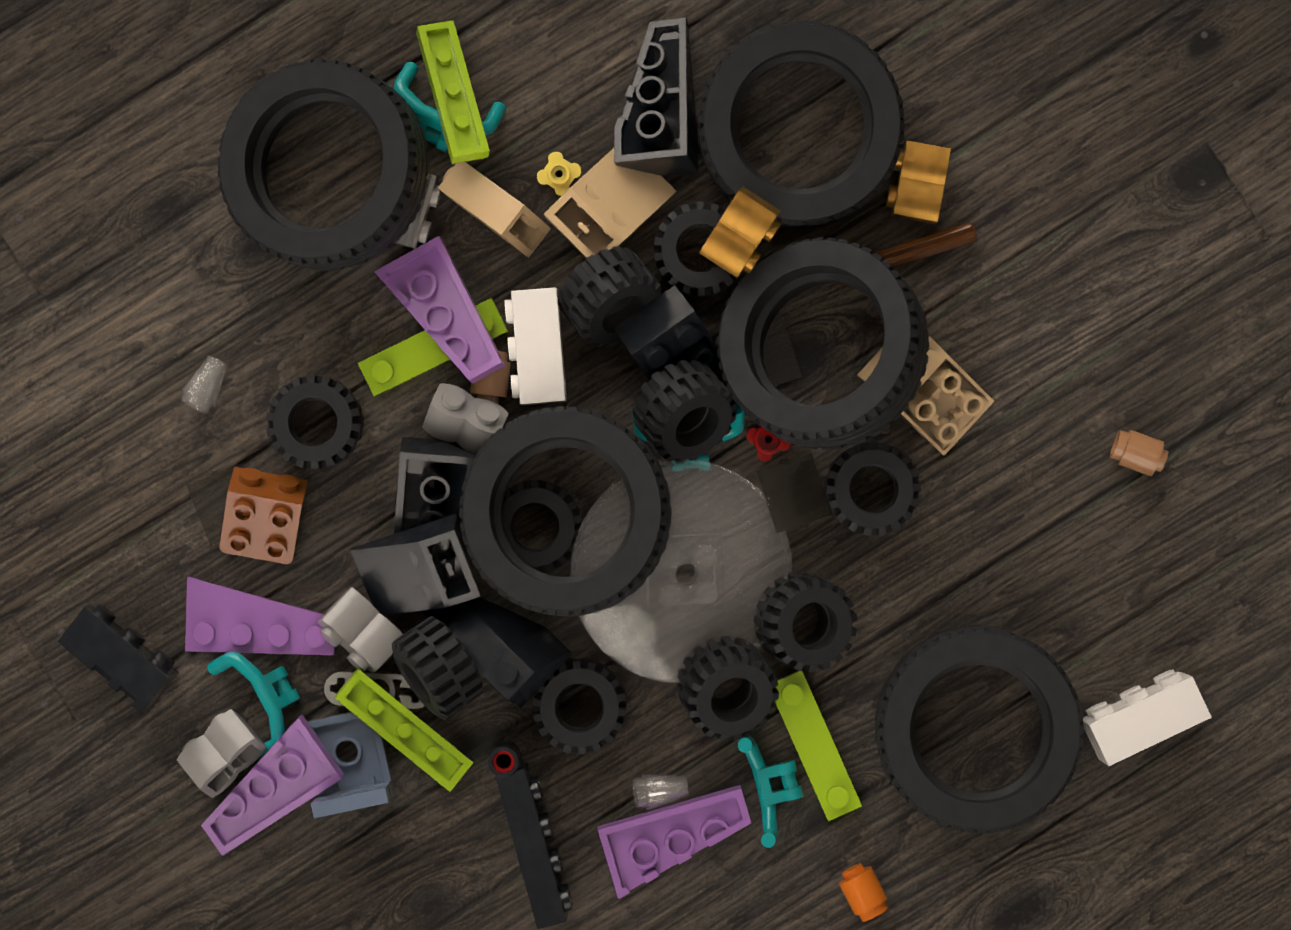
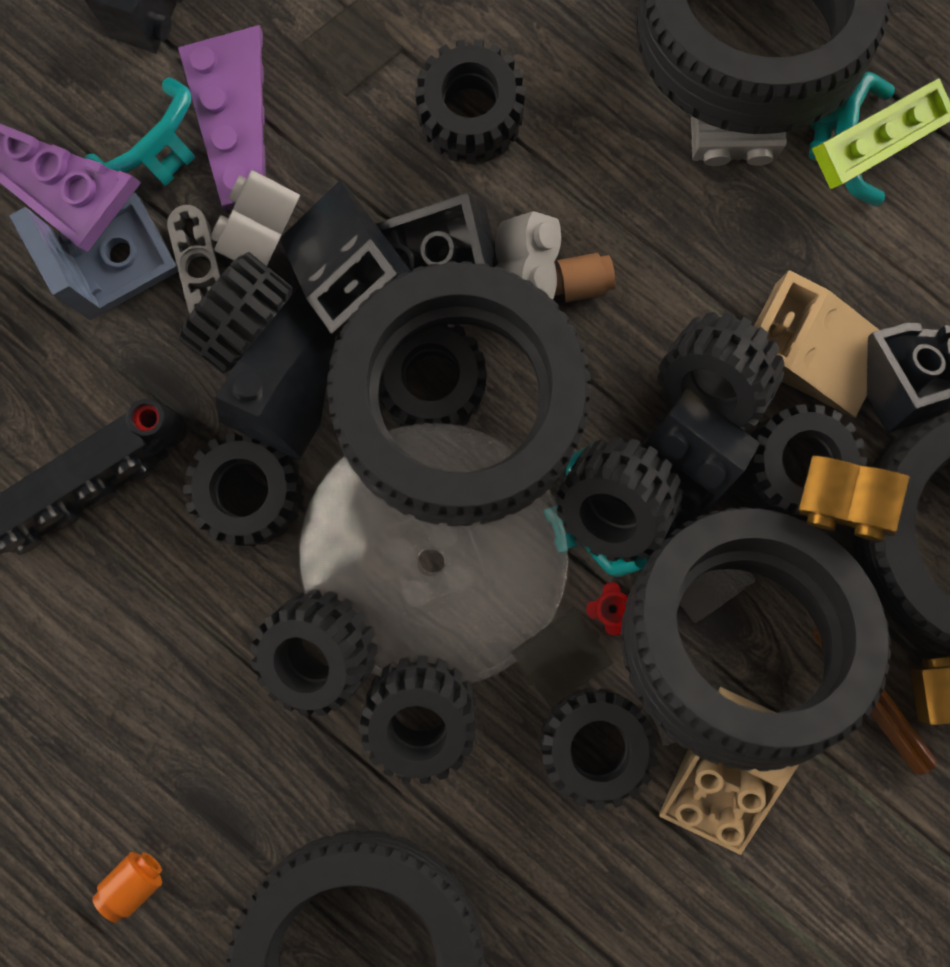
camera: 75 degrees right, 5 degrees down
(221, 753) = (74, 115): light grey brick -> none
(262, 515) = (351, 79): dark orange bracket -> none
(403, 730) = (159, 303): lime plate -> none
(418, 354) = (592, 208): lime plate -> none
(440, 302) = (643, 199): medium lavender wing -> none
(494, 207) = (770, 223): tan slope -> none
(536, 346) = (639, 309): white brick -> none
(556, 163) = (839, 275): light yellow plate -> none
(657, 790) = (178, 610): clear cone -> none
(658, 839) = (123, 629): medium lavender wing -> none
(766, 795) = (208, 737): teal piece -> none
(815, 746) = (280, 775): lime plate -> none

